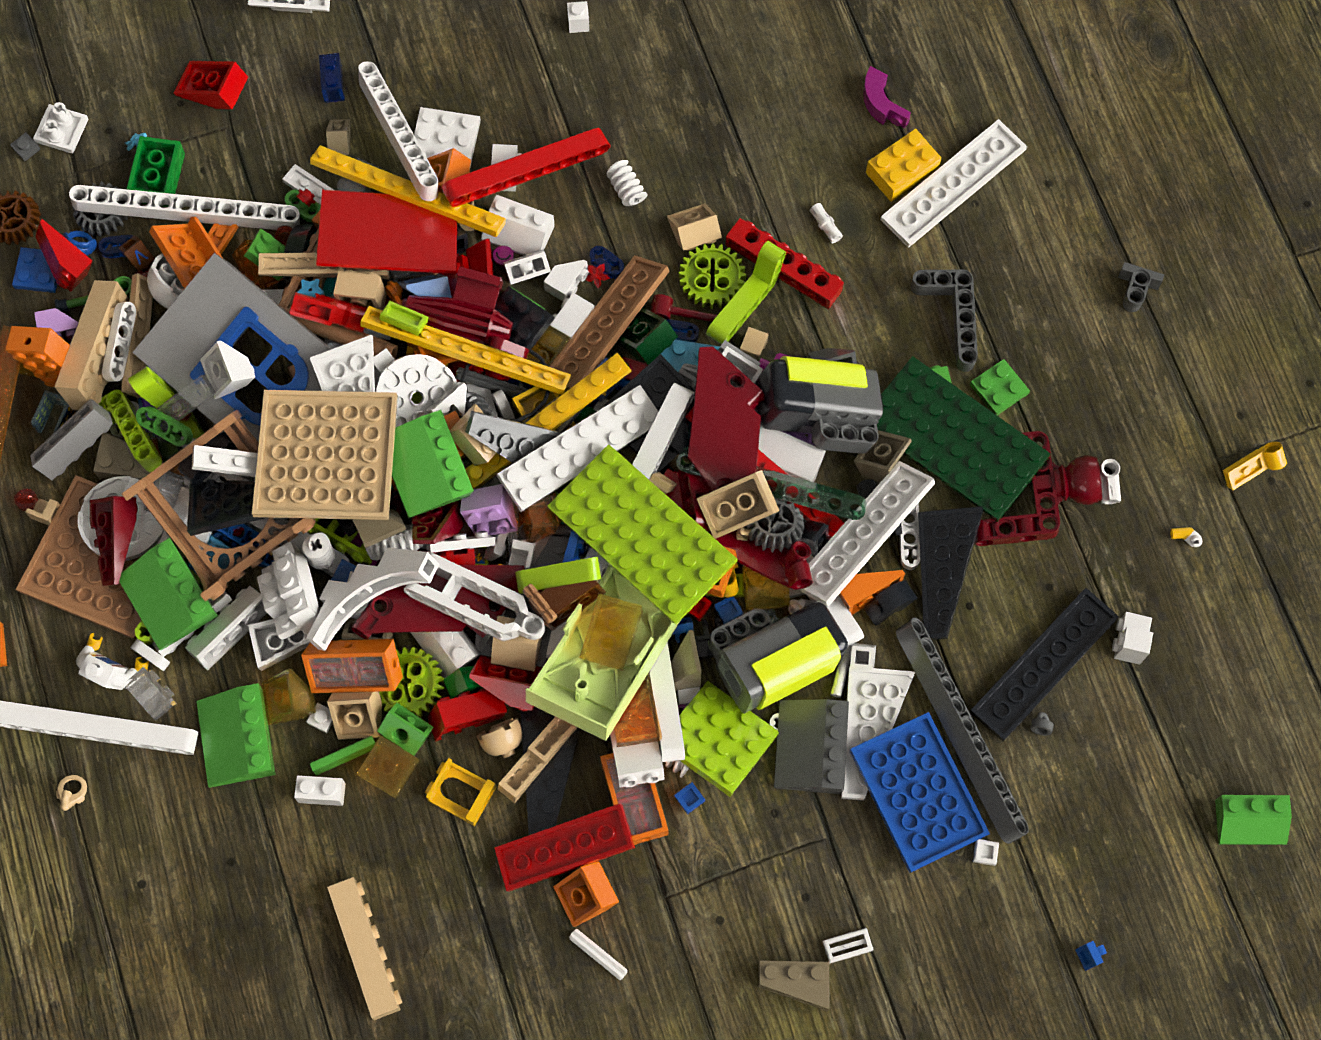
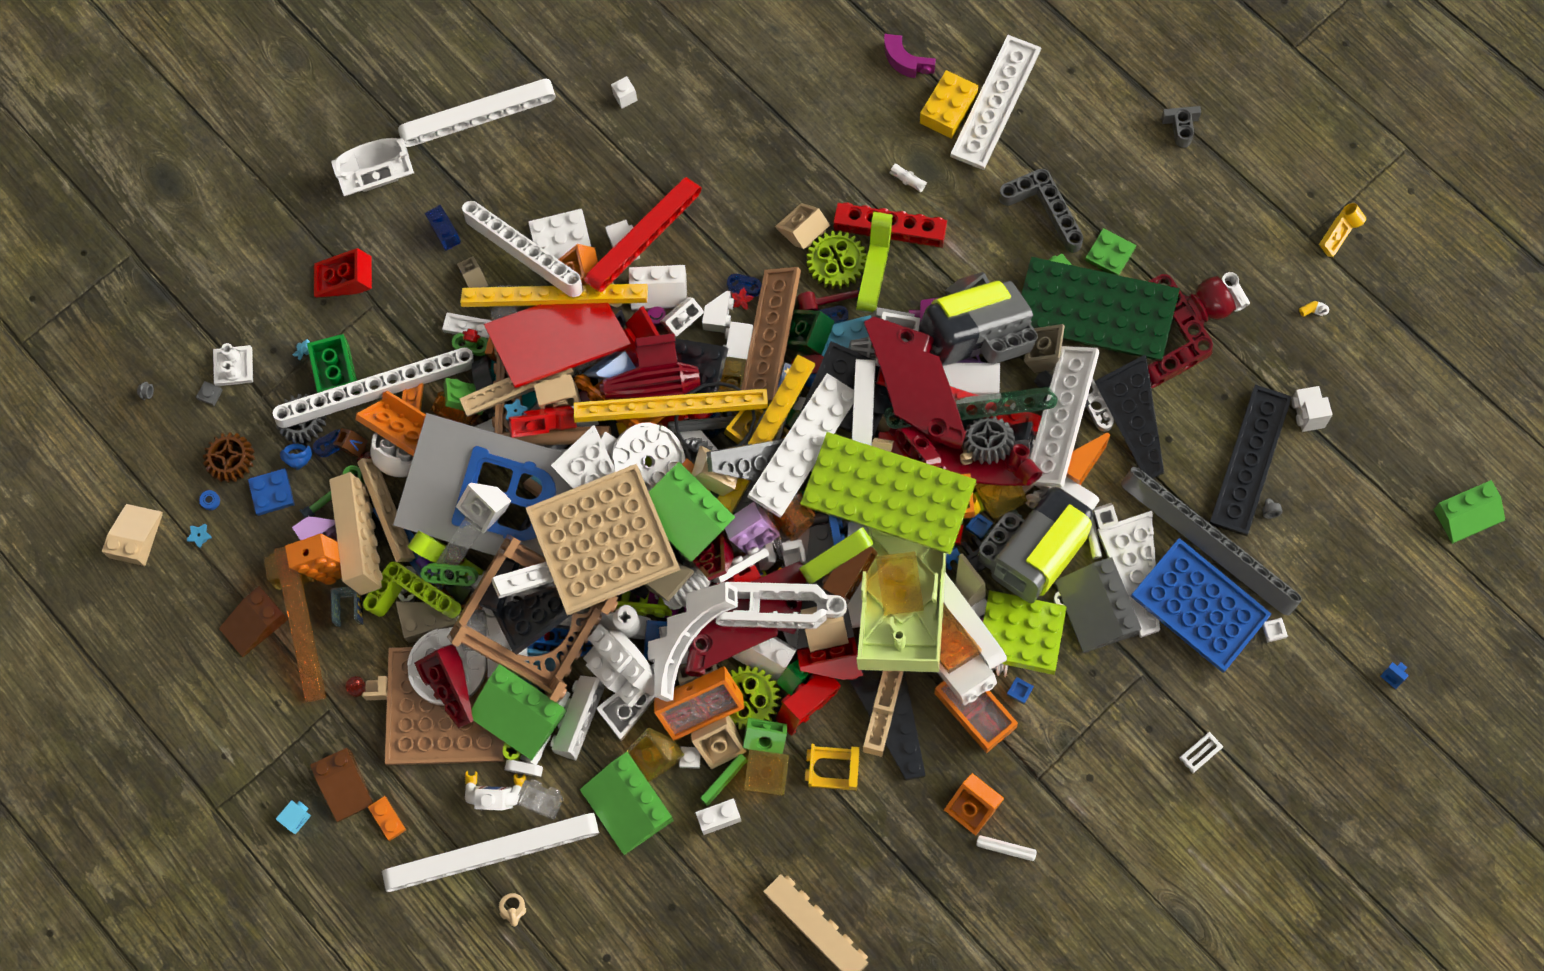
camera: 15 degrees left, 0 degrees up
(64, 259) = (291, 472): red slope -> none
(71, 439) = (373, 619): light grey brick -> none
(111, 361) = (370, 500): white beam -> none
(282, 234) = (465, 374): clear red plate -> none
(403, 318) = (608, 400): lime tile -> none
(453, 397) = (679, 449): white slope -> none
(501, 738) = (846, 709): tan cylinder -> none
(502, 405) = (717, 438): white beam -> none
(509, 347) = (697, 388): beam -> none
(539, 603) = (833, 584): medium nougat axle -> none
(564, 847) = (940, 774): red plate -> none
(625, 183) = (730, 215): white piece -> none
(738, 504) = (954, 436): tan slope -> none
(754, 342) = (897, 299): tan panel -> none
(797, 980) = (1176, 797): dark tan wedge -> none
(889, 601) = (1105, 463): black brick -> none

